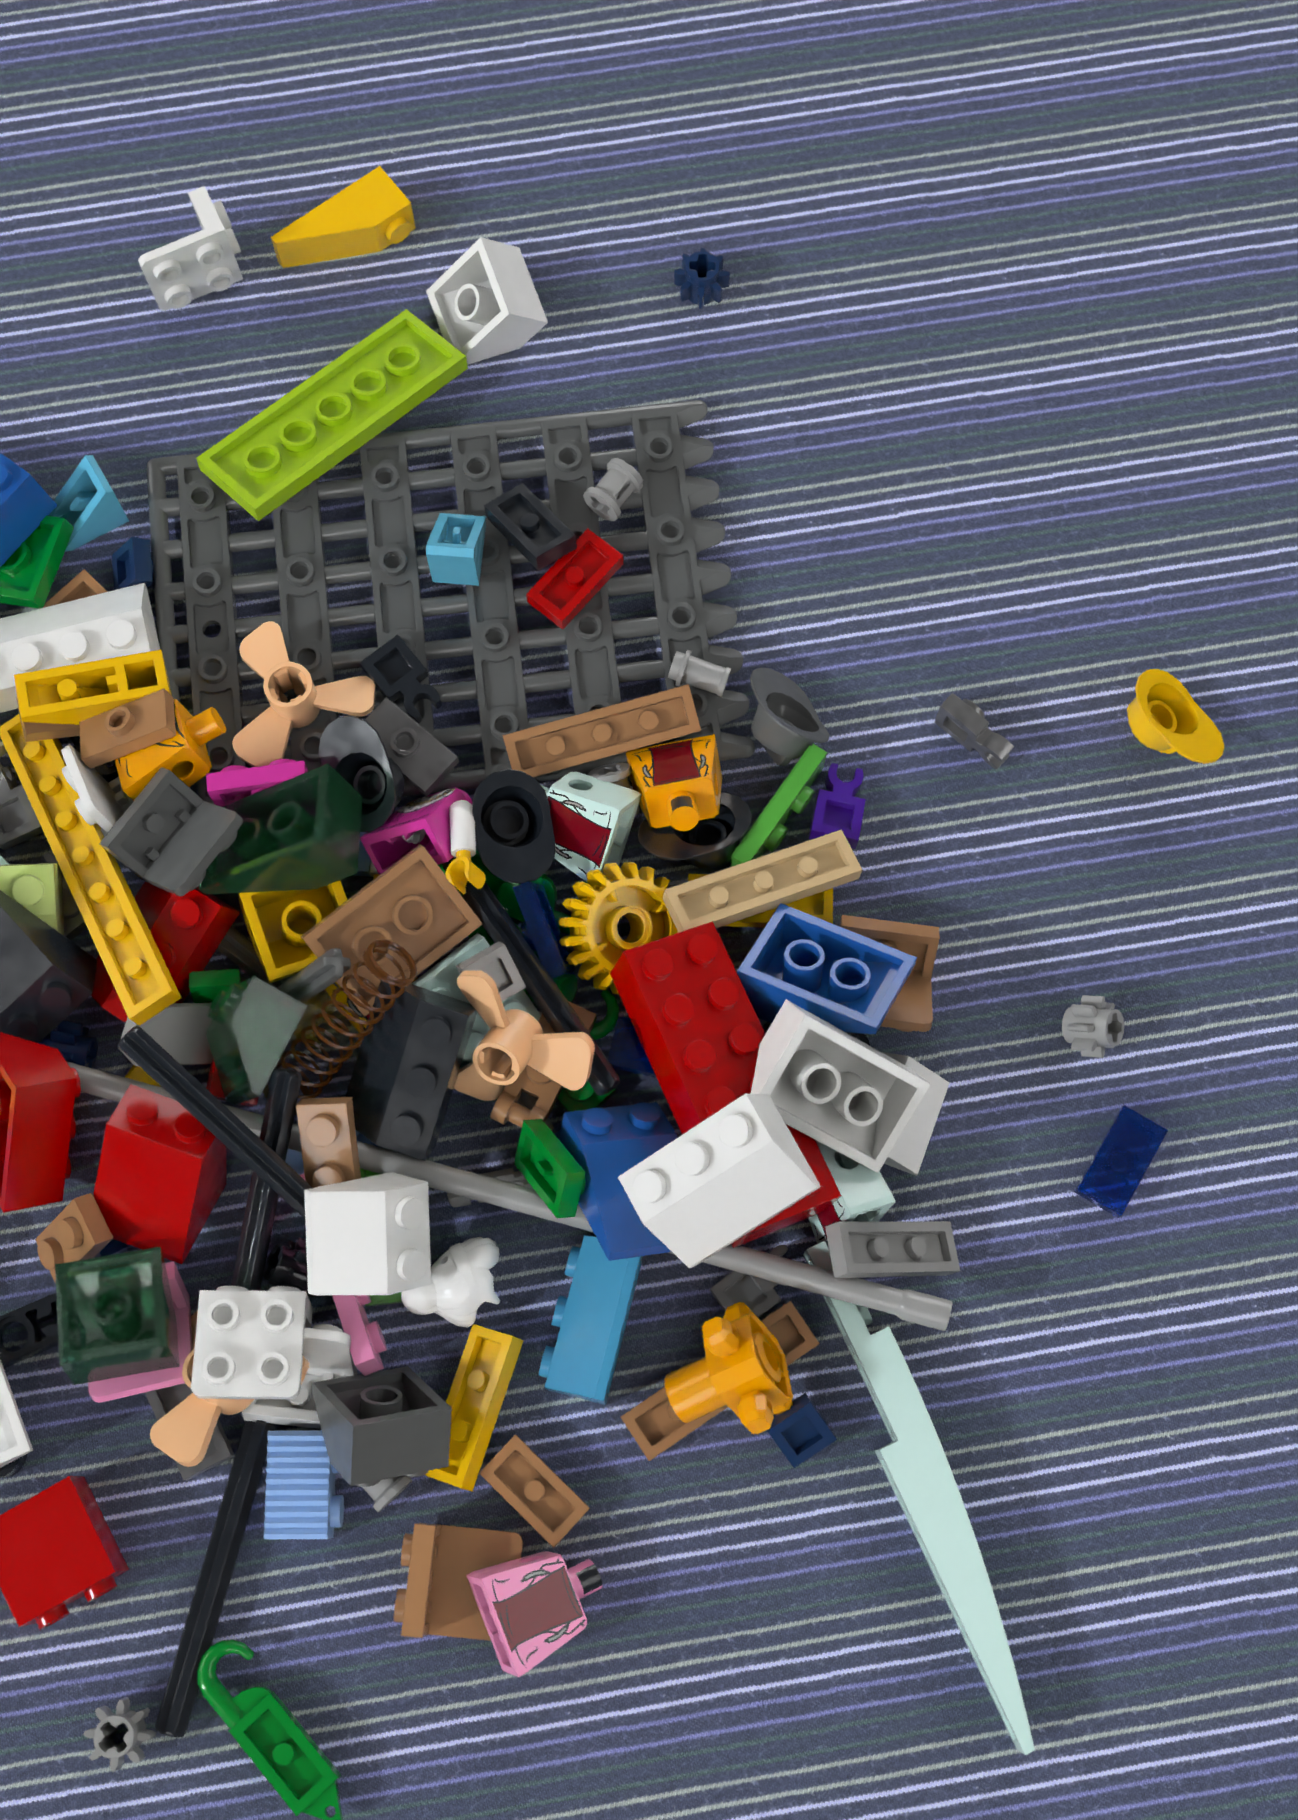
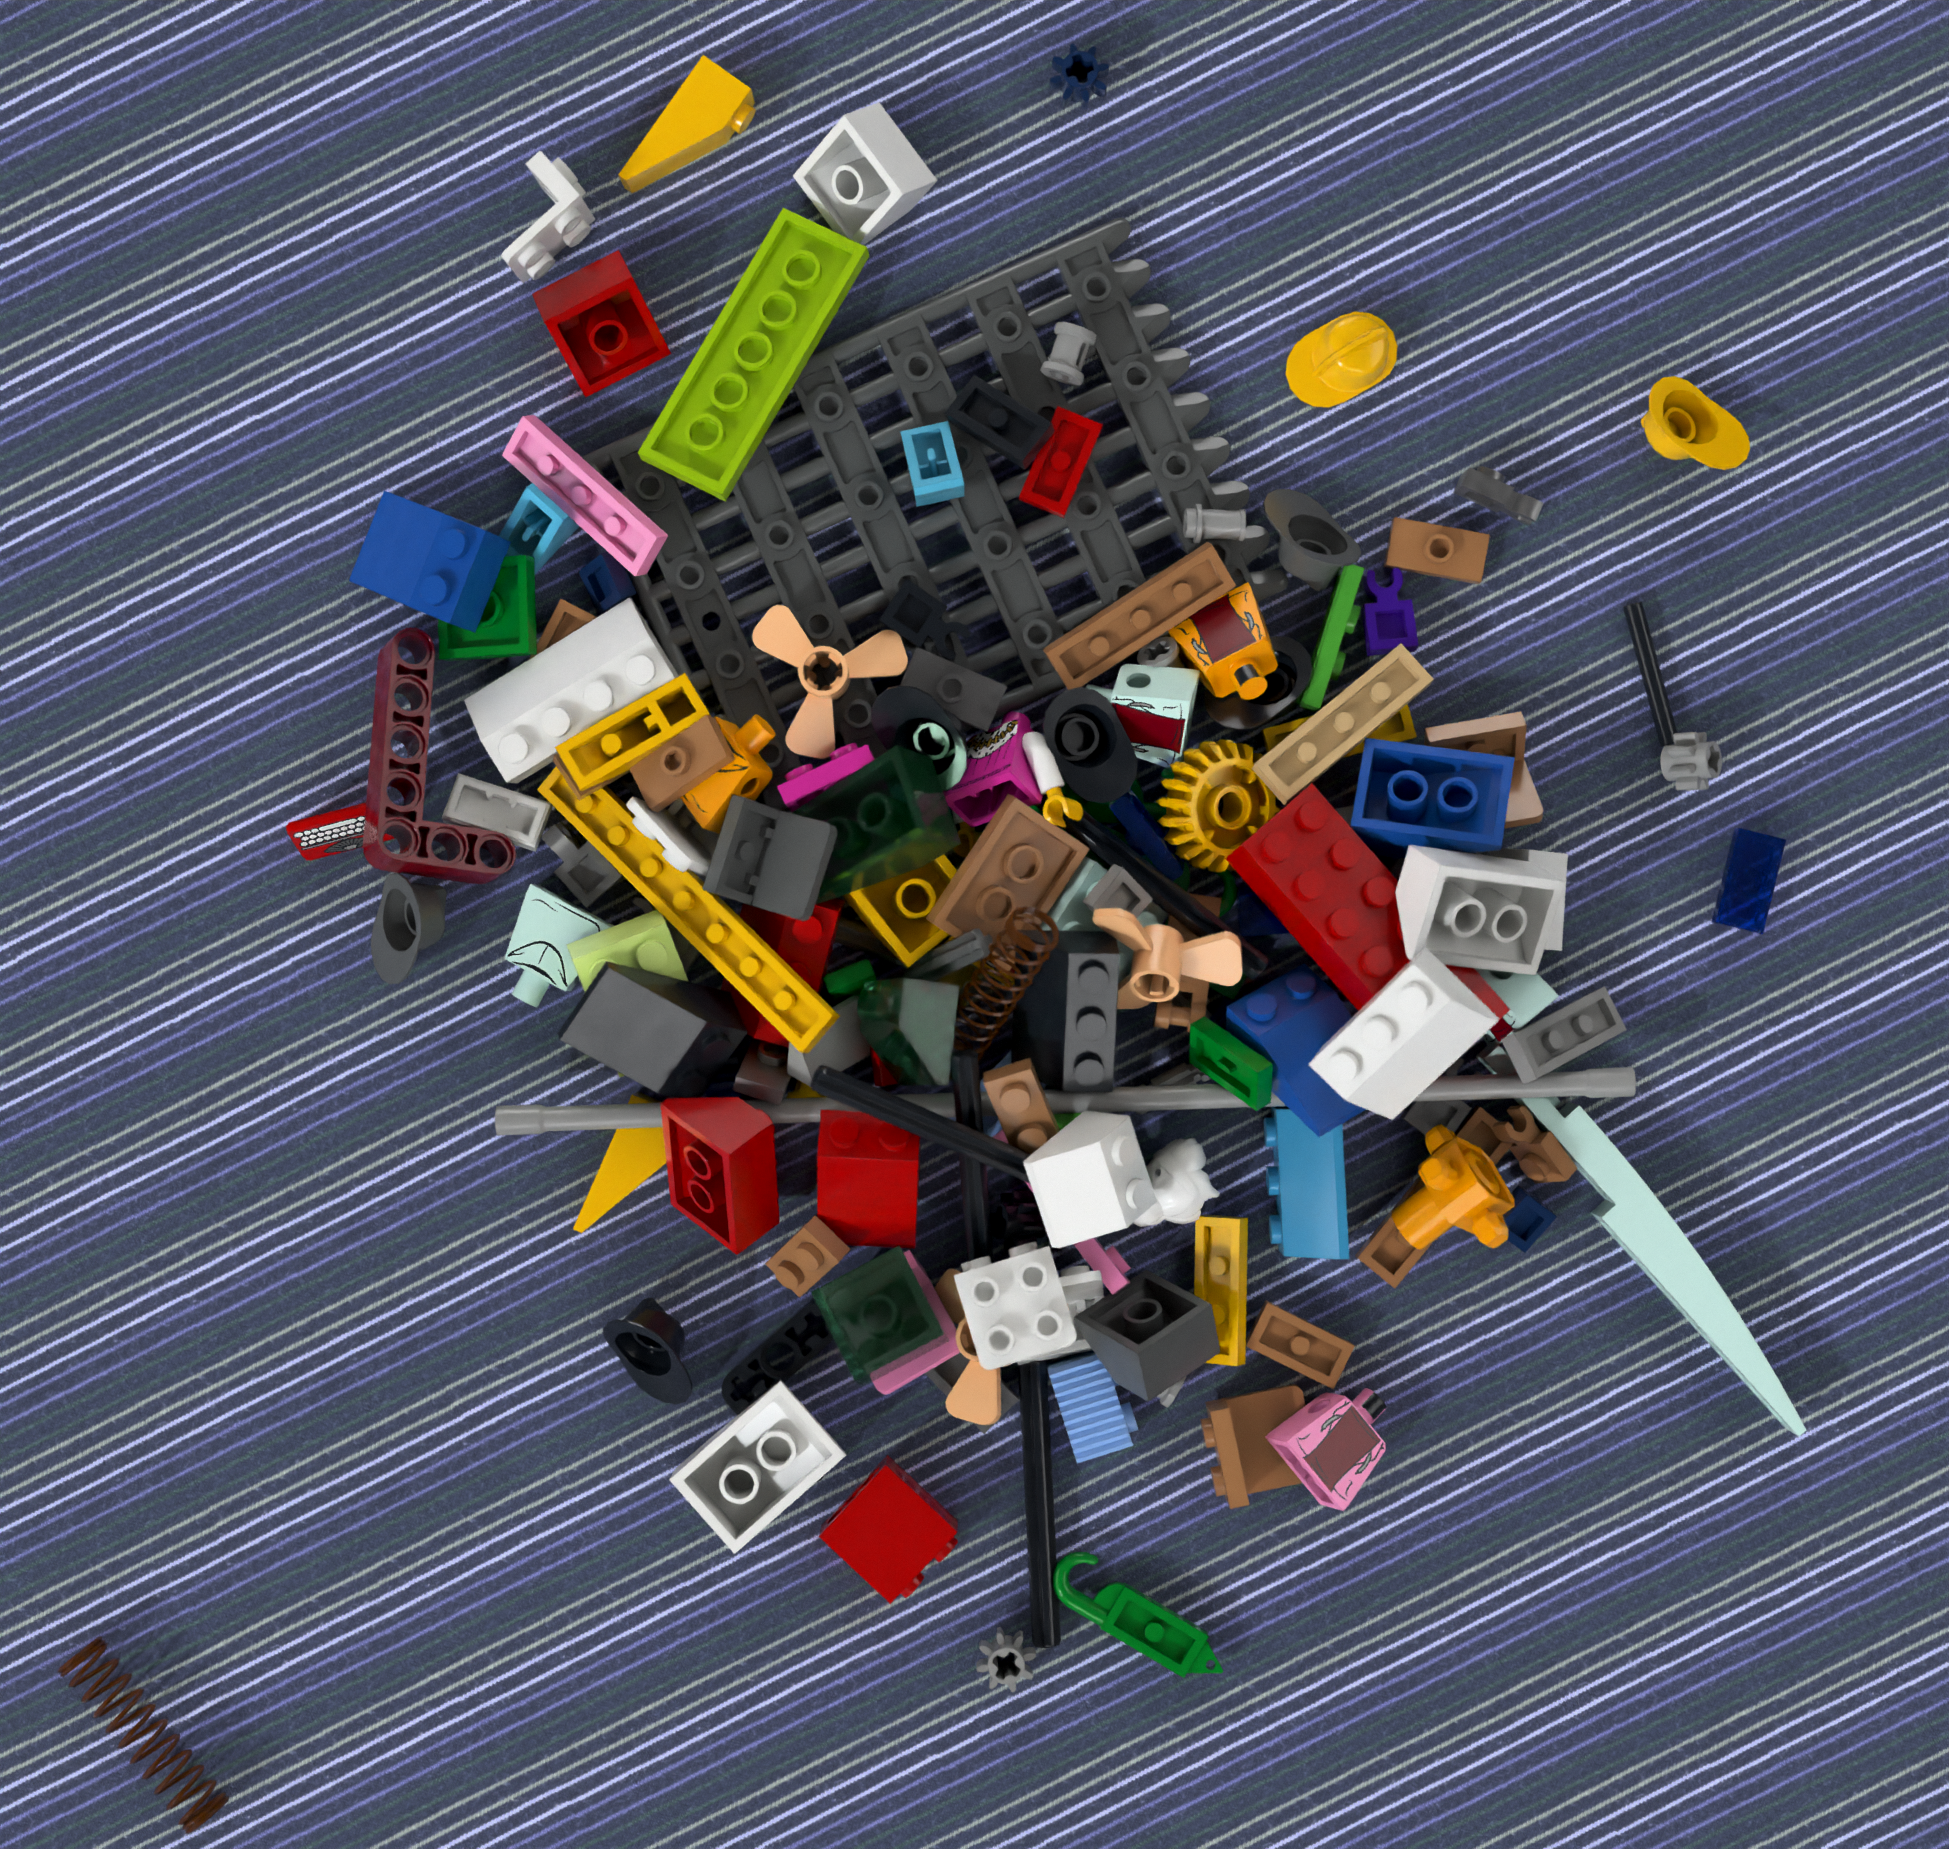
camera: 15 degrees left, 15 degrees up
(95, 1041) = (764, 1072): none -> flat silver plate
(139, 486) = (585, 495): none -> bright pink plate
(211, 357) = (601, 323): none -> red slope
(834, 1362) = (1538, 1152): none -> medium nougat plate
(864, 577) = (1341, 359): none -> yellow piece
(903, 766) = (1436, 550): none -> medium nougat plate
(1076, 934) = (1650, 673): none -> black piece

